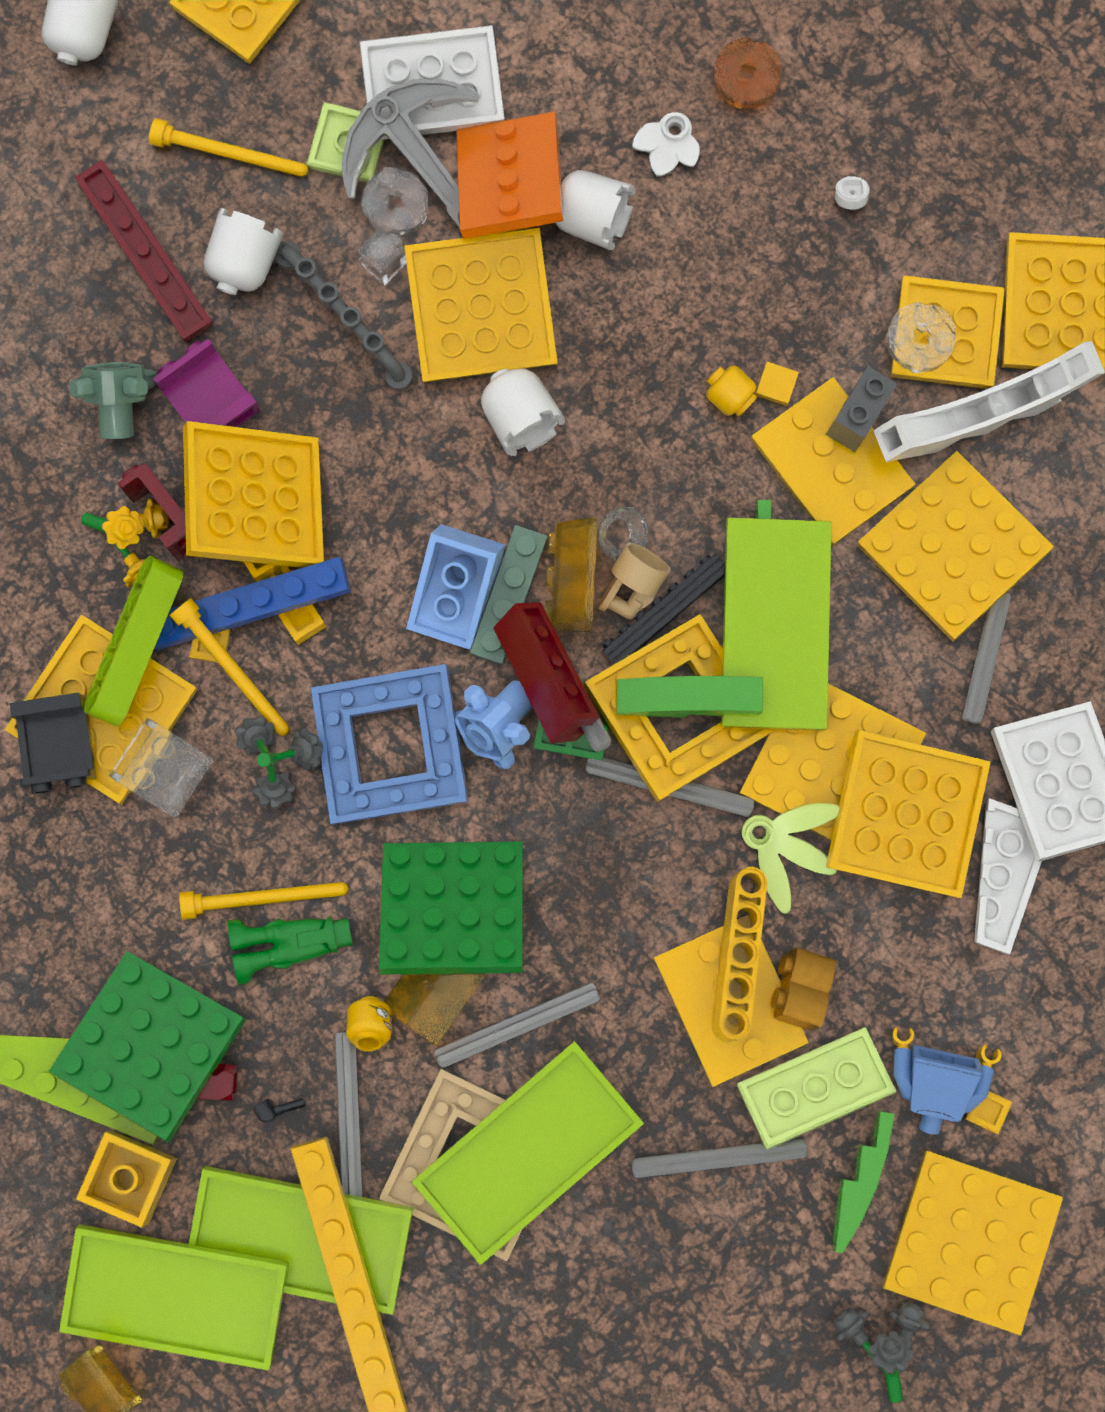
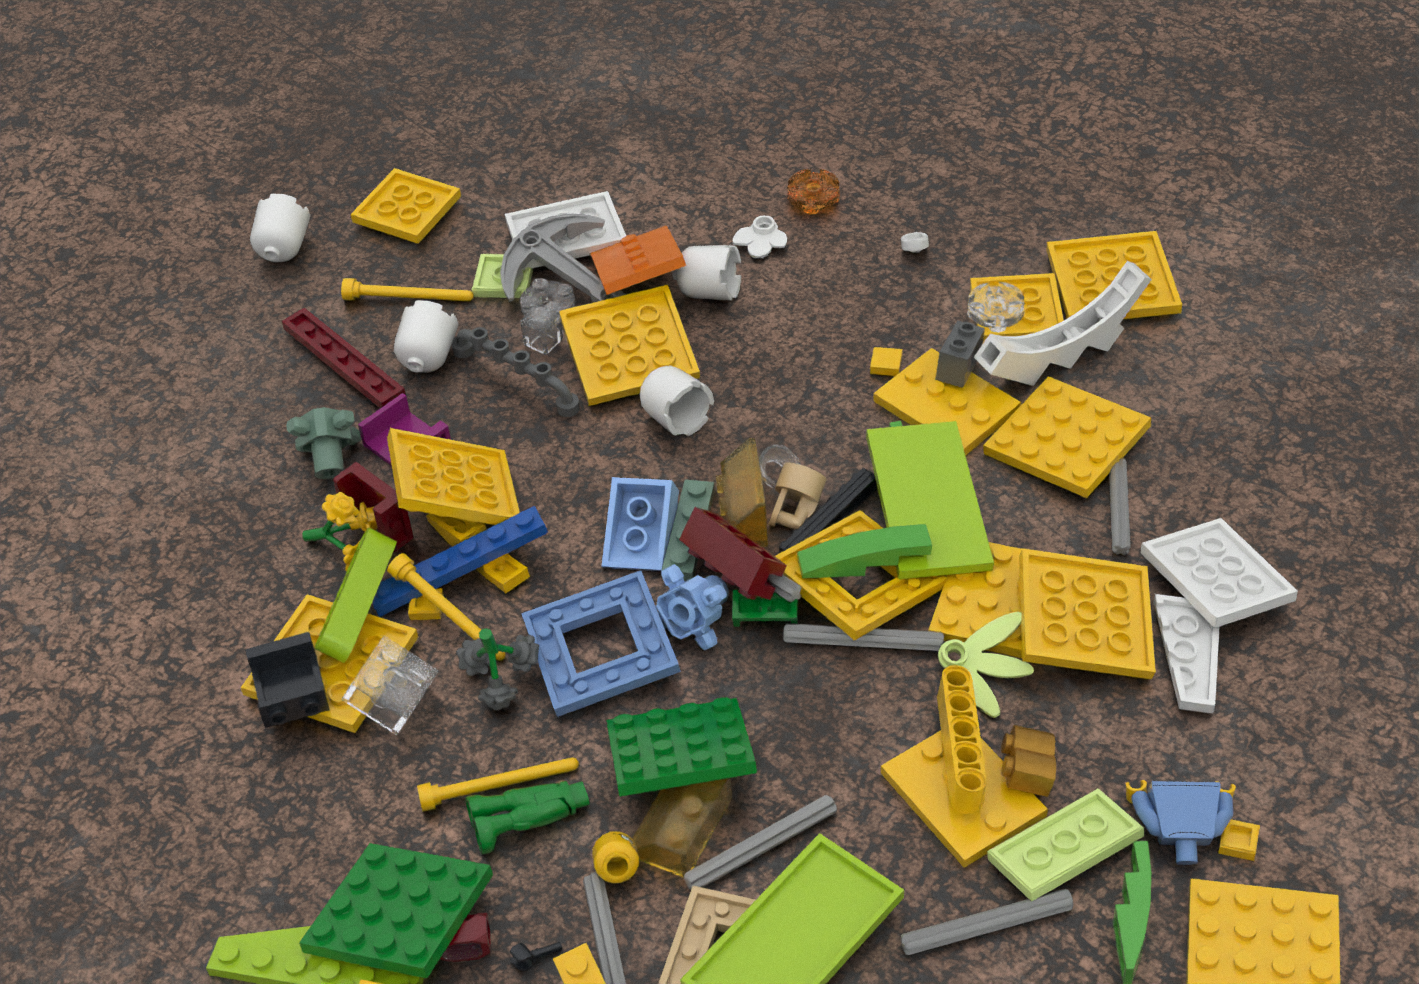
camera: 10 degrees left, 35 degrees down
(731, 390) = (848, 366): yellow head -> none

